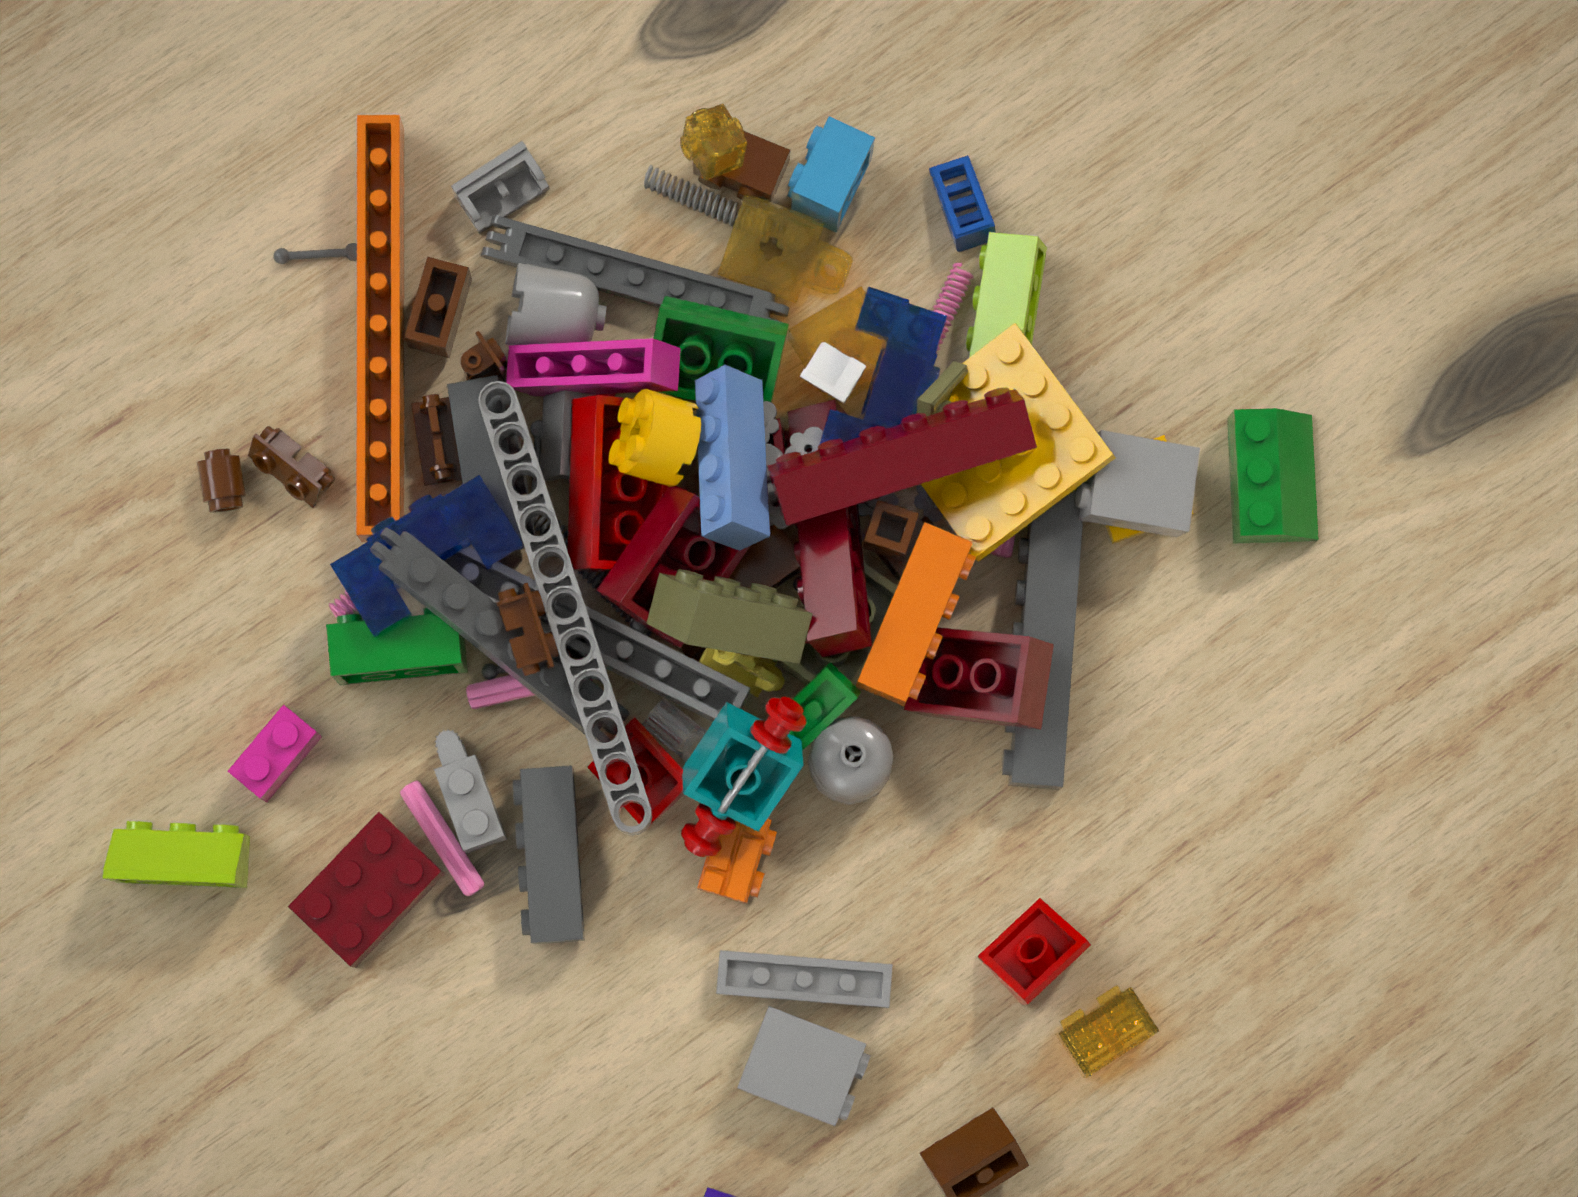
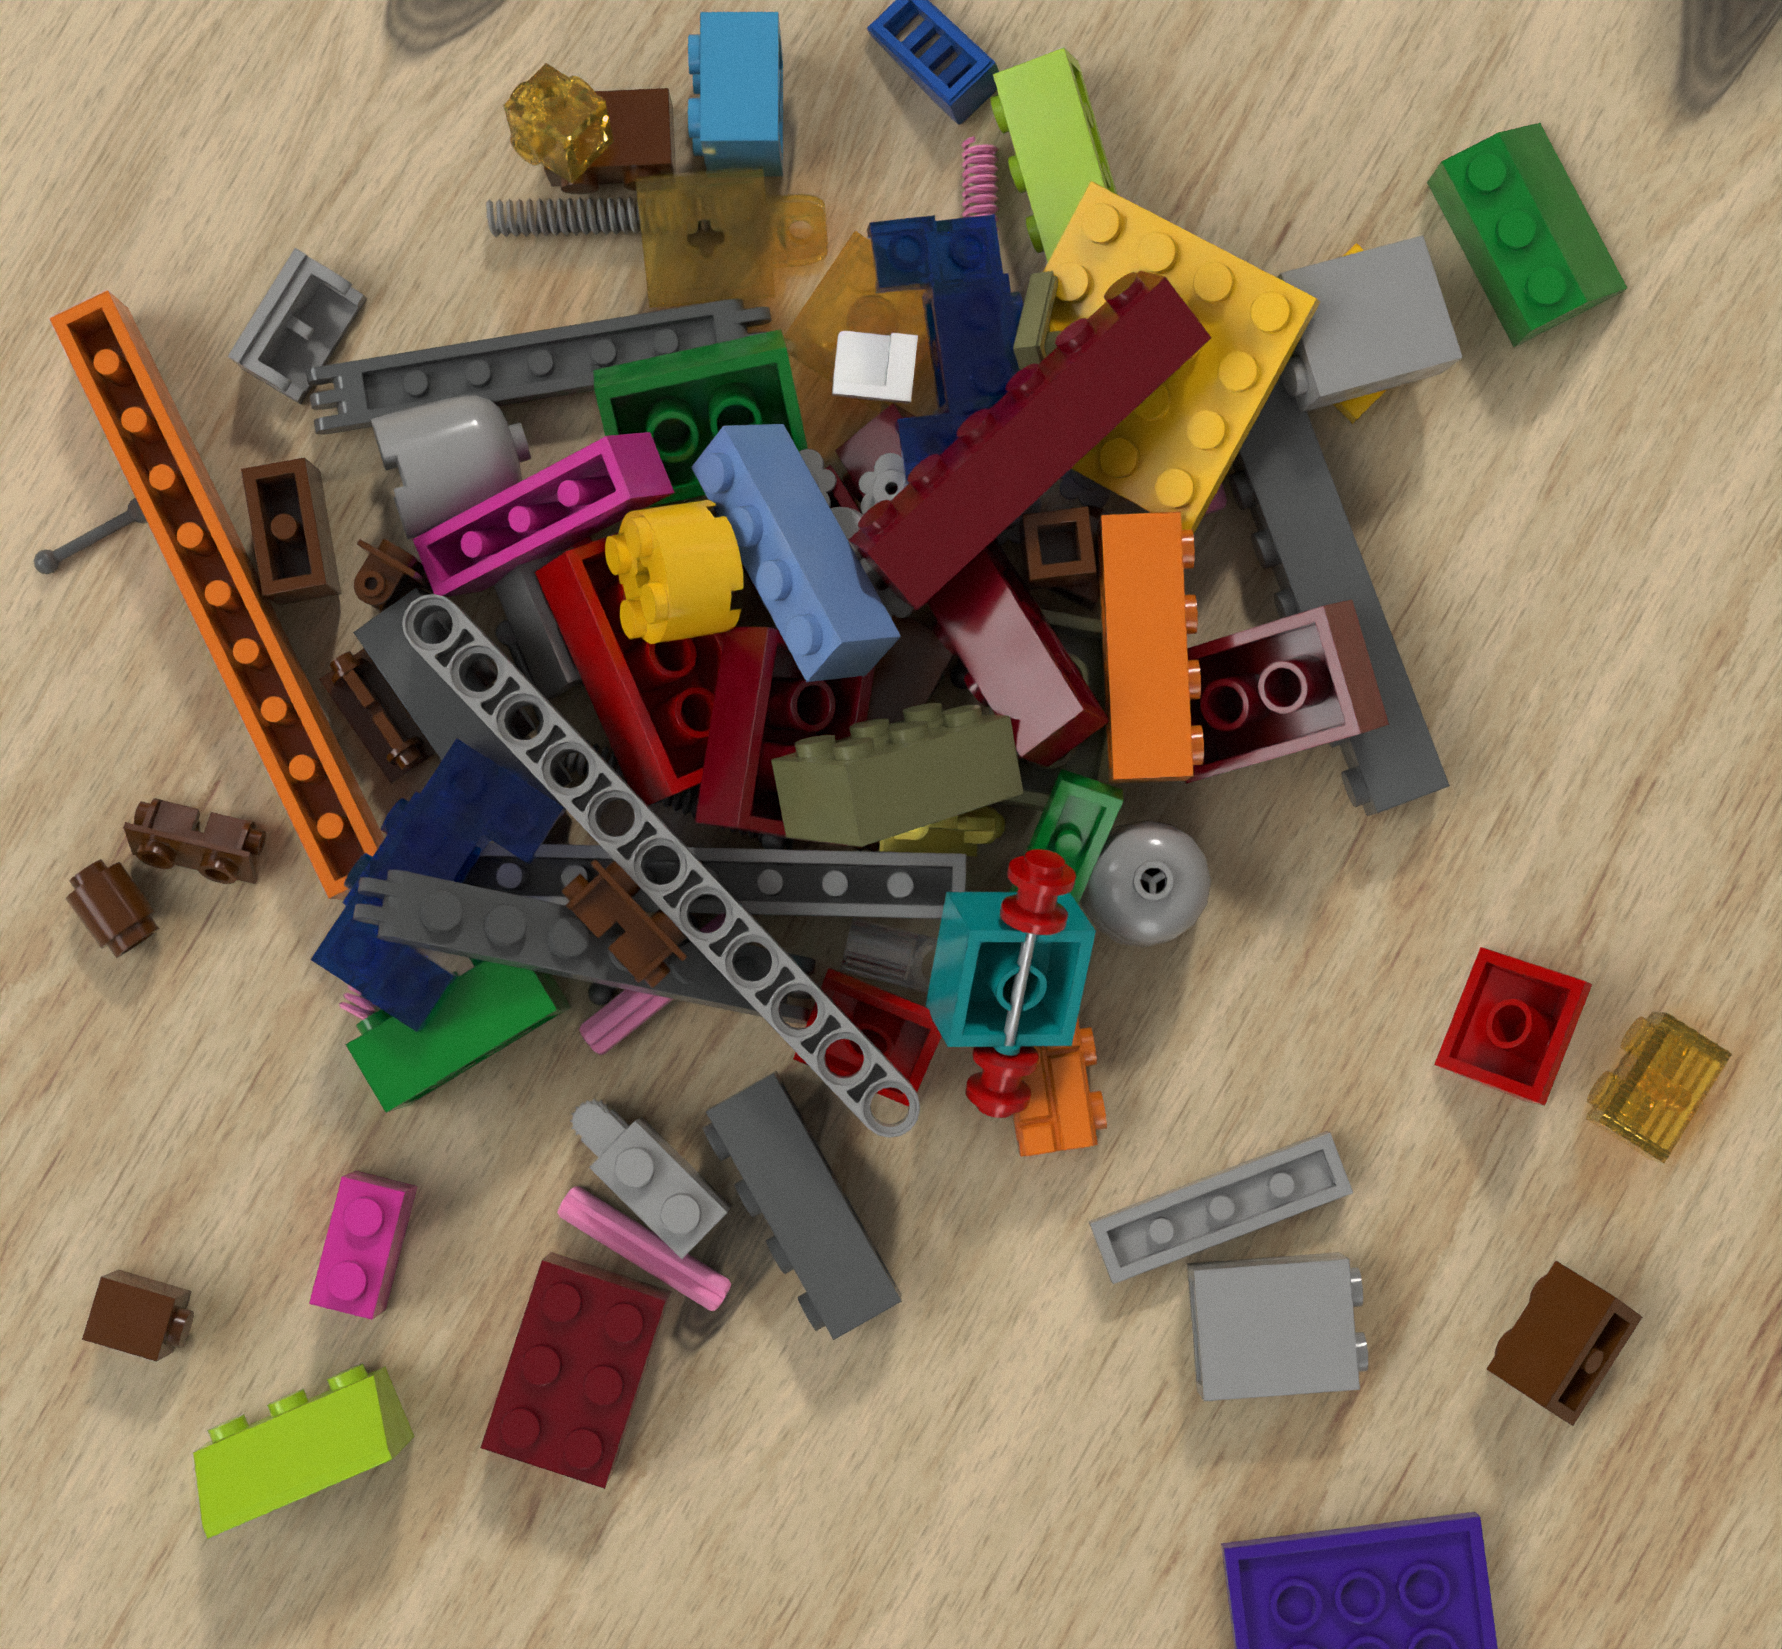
camera: 20 degrees left, 5 degrees up
(119, 733) = (139, 1316): none -> reddish brown brick

